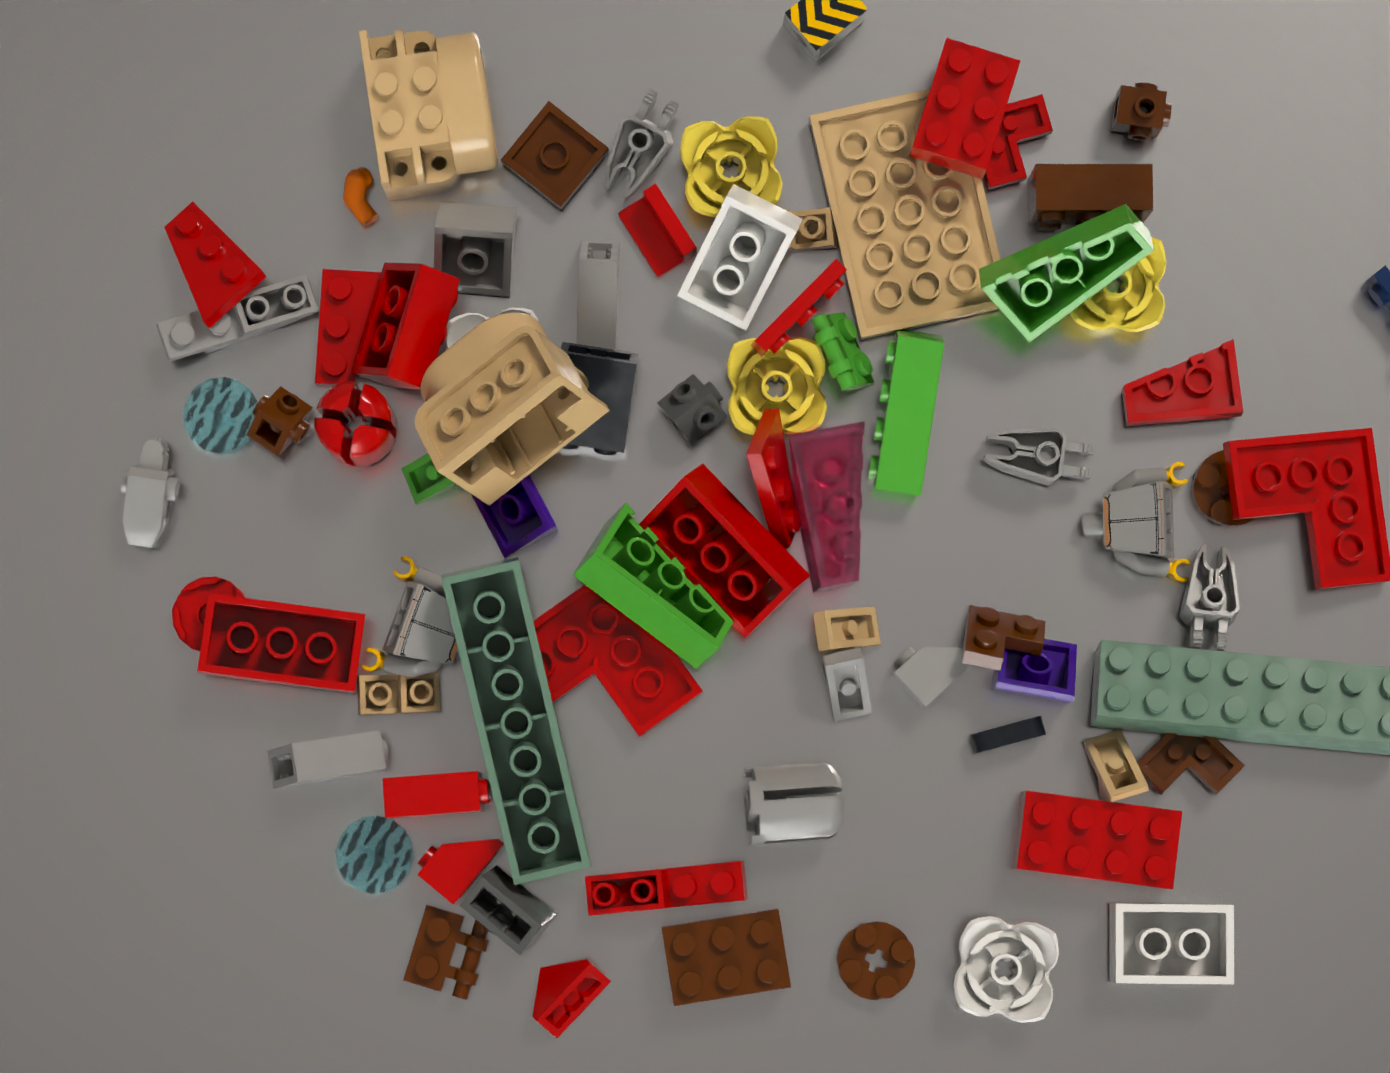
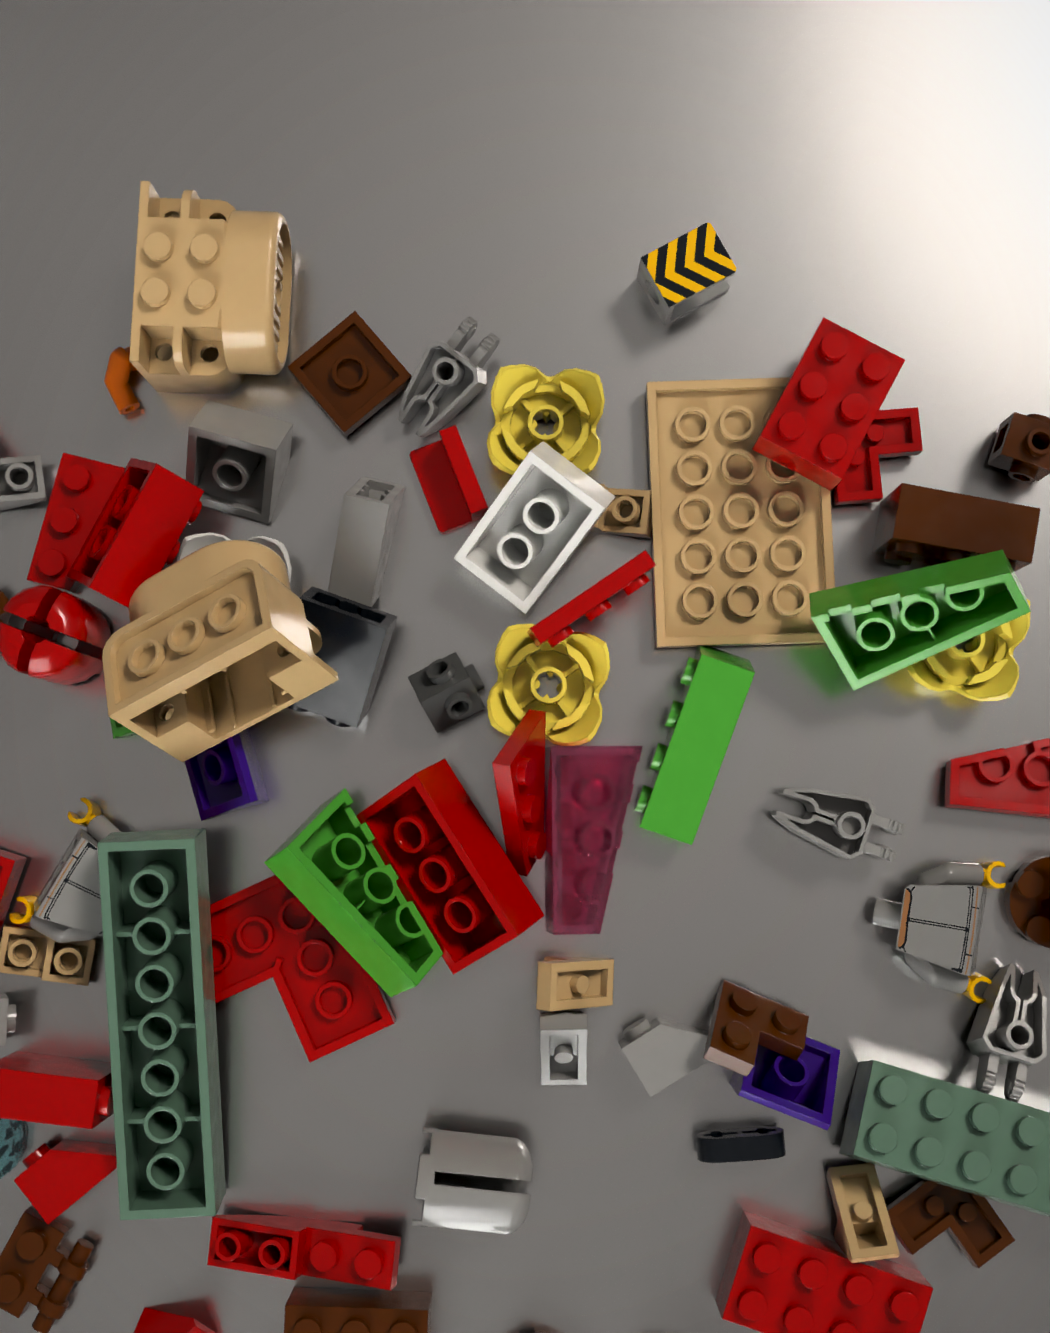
camera: 20 degrees right, 0 degrees up
(507, 910) = (111, 1250): dark grey brick -> none
(839, 342) = (630, 646): bright green plate -> none

